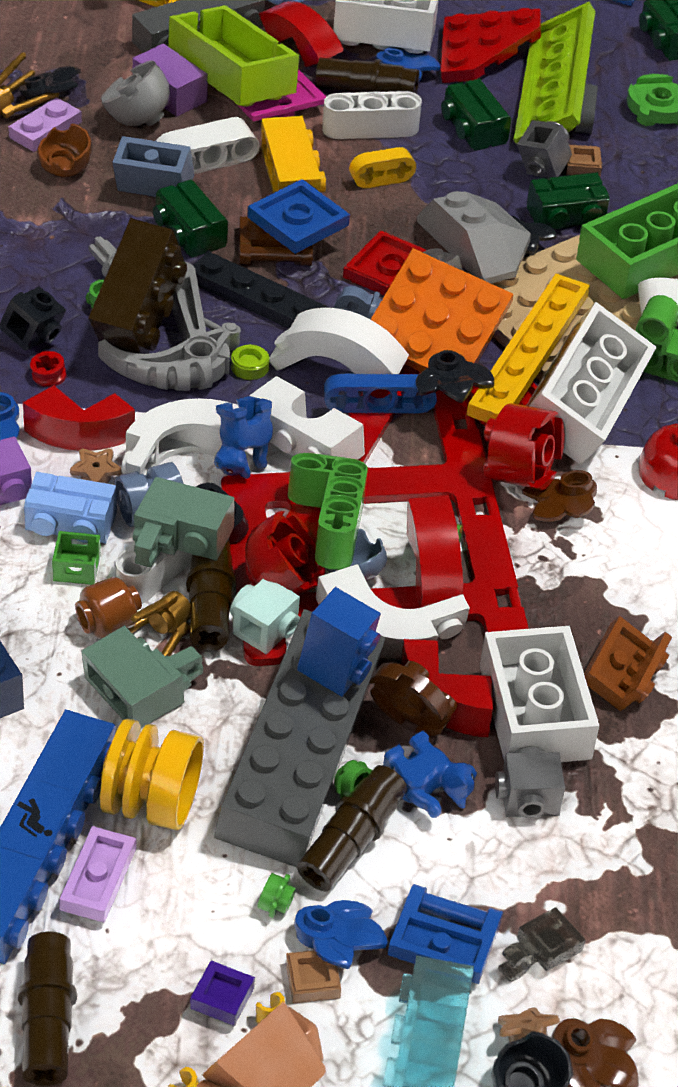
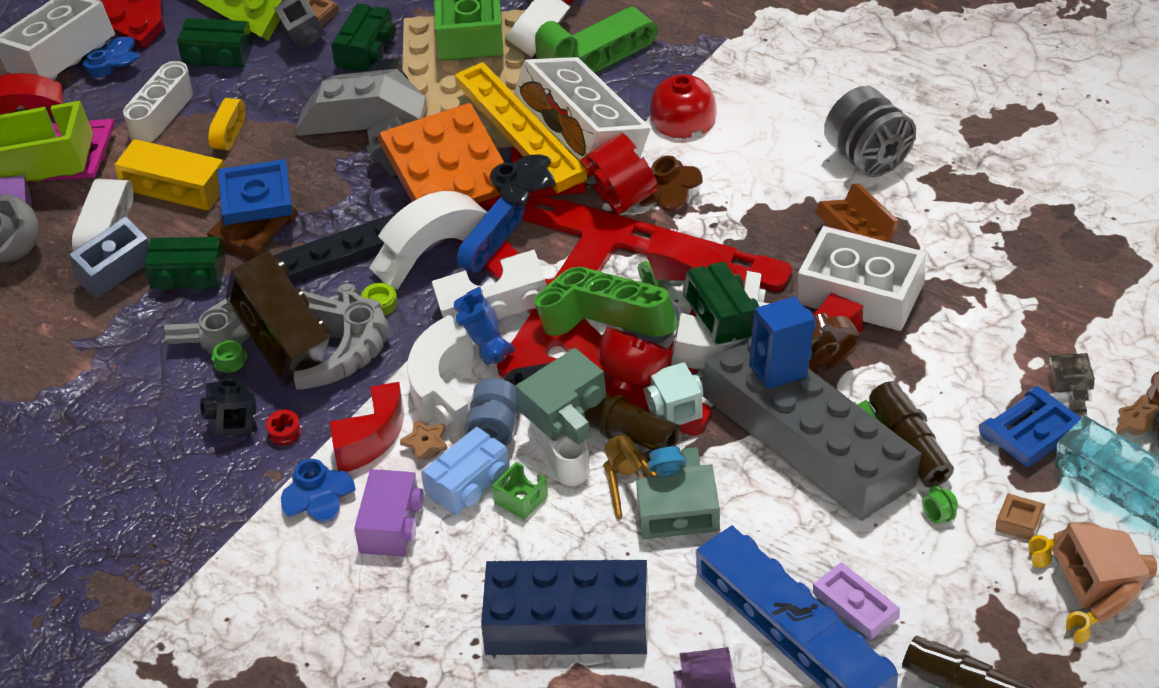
camera: 50 degrees left, 0 degrees up
(65, 151) = (28, 306): dark orange hair -> none
(107, 606) = (595, 488): dark orange head -> none
(142, 771) = (798, 520): yellow wheel -> none
(151, 634) = (666, 461): none -> dark azure plate
(222, 993) = (1011, 571): dark purple plate -> none
(339, 930) = (994, 483): blue plate -> none
(358, 301) = (377, 204): sand blue piece -> none
(365, 76) = (115, 81): dark brown piece -> none
(379, 262) = (341, 171): red tile -> none
(390, 579) = (720, 302): none -> dark green brick
(428, 770) = (884, 367): blue animal -> none
(531, 783) = (932, 320): flat silver brick -> none

